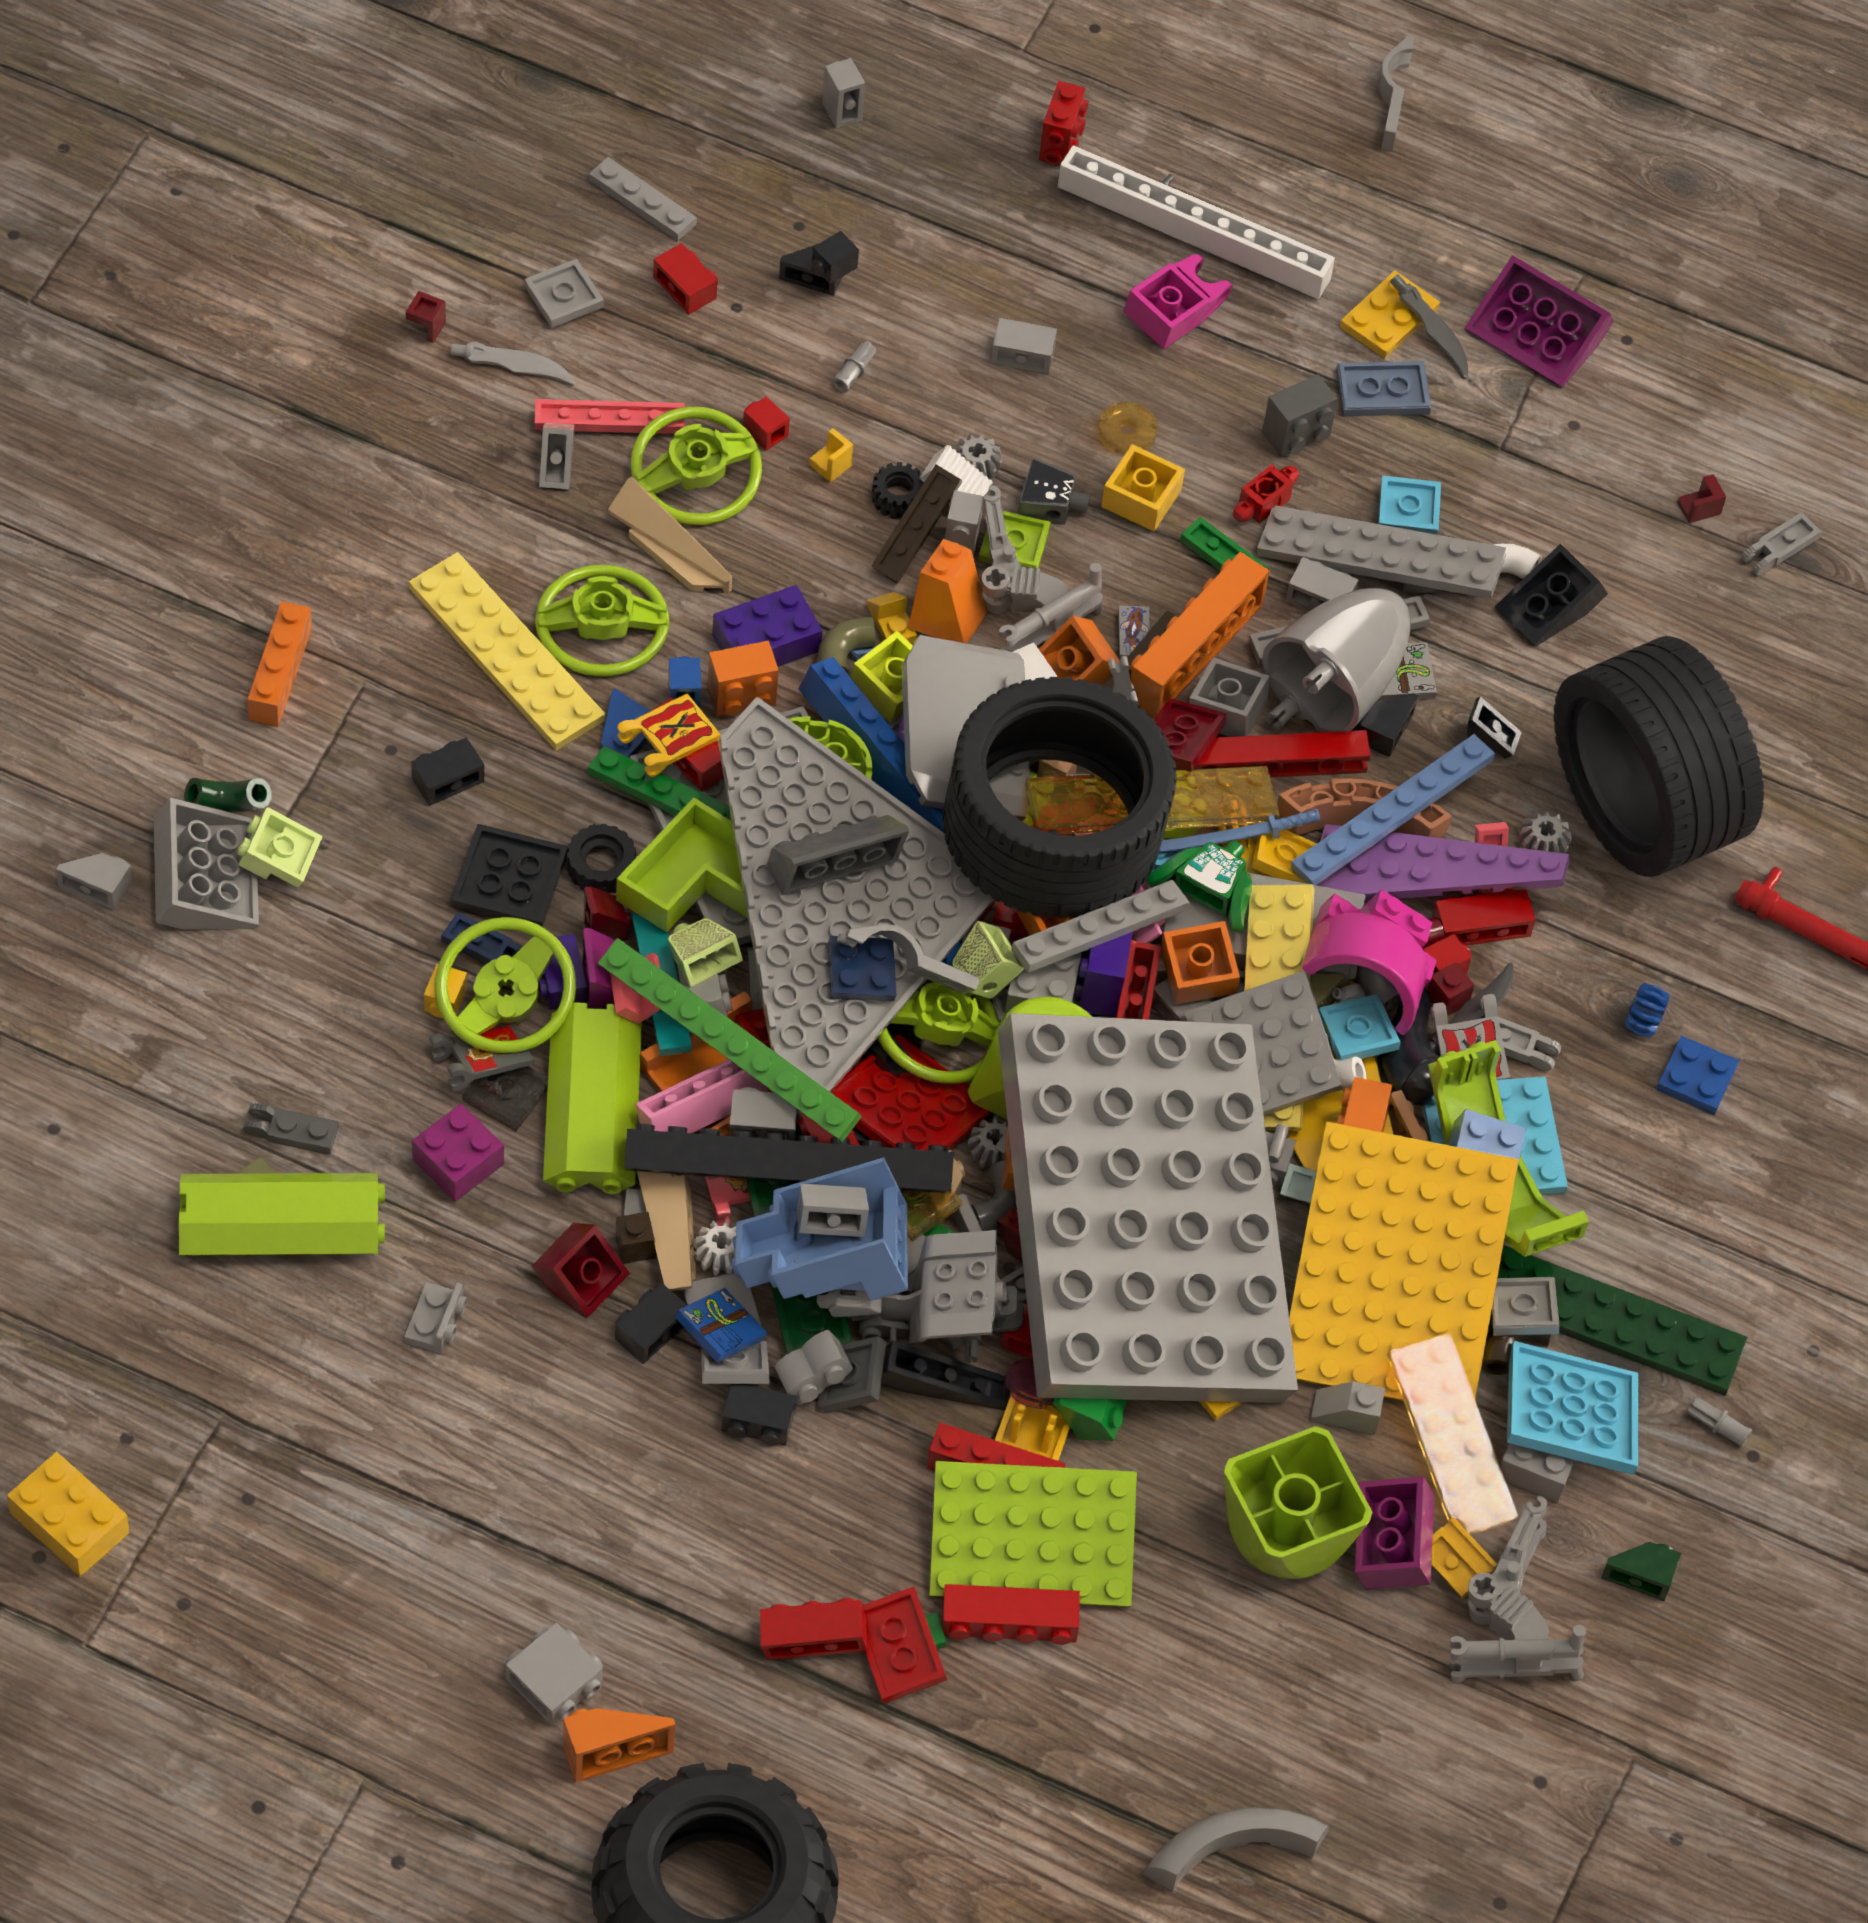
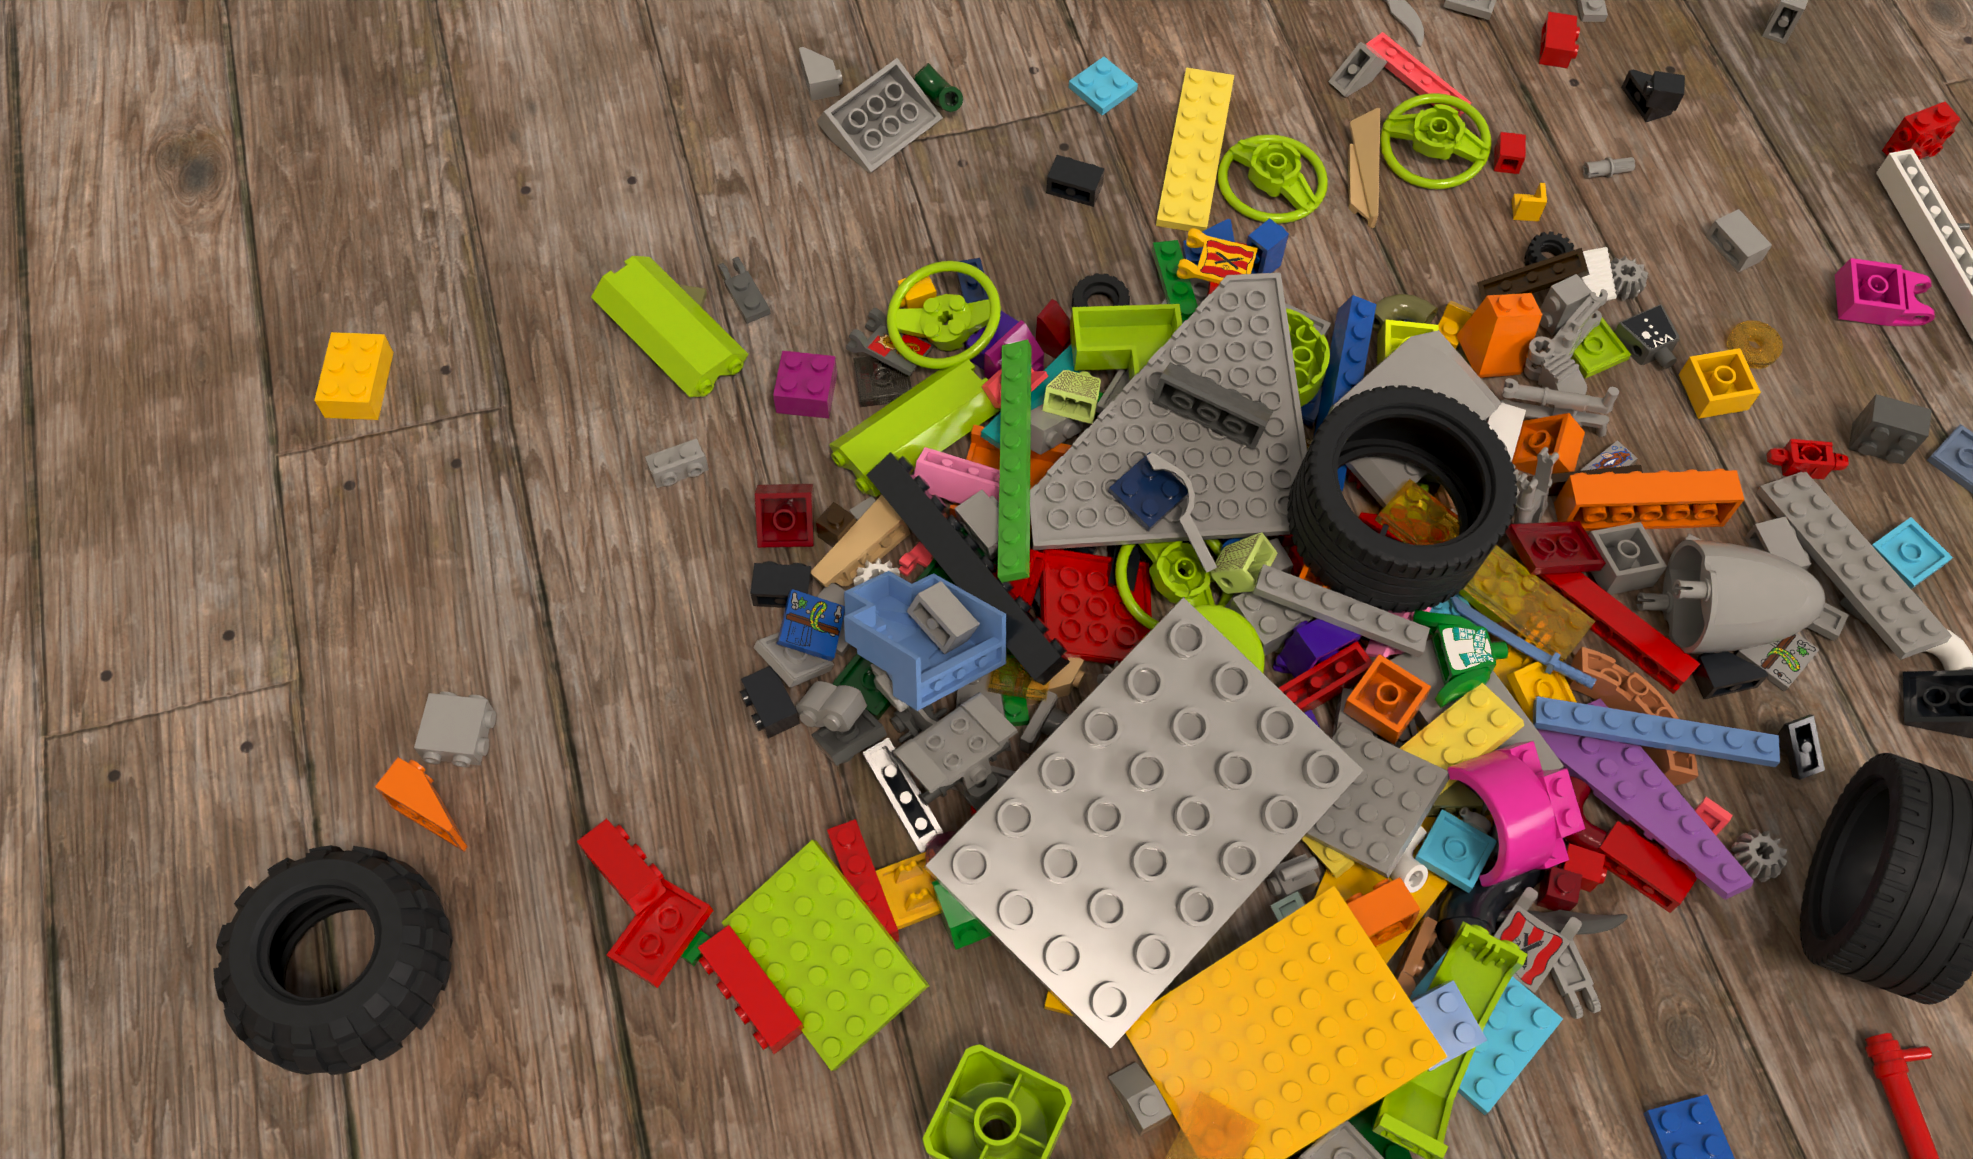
camera: 55 degrees right, 5 degrees up
(278, 847) = (929, 139): yellowish green plate -> none
(279, 664) = (1057, 49): orange brick -> none
(355, 663) = (1103, 85): none -> medium azure plate
(509, 875) = (1035, 265): black plate -> none
(740, 676) = (1310, 273): orange brick -> none
(776, 617) = (1360, 263): dark purple brick -> none
(1212, 544) = (1730, 455): green plate -> none
(1646, 1010) = (1697, 1049): blue gear -> none

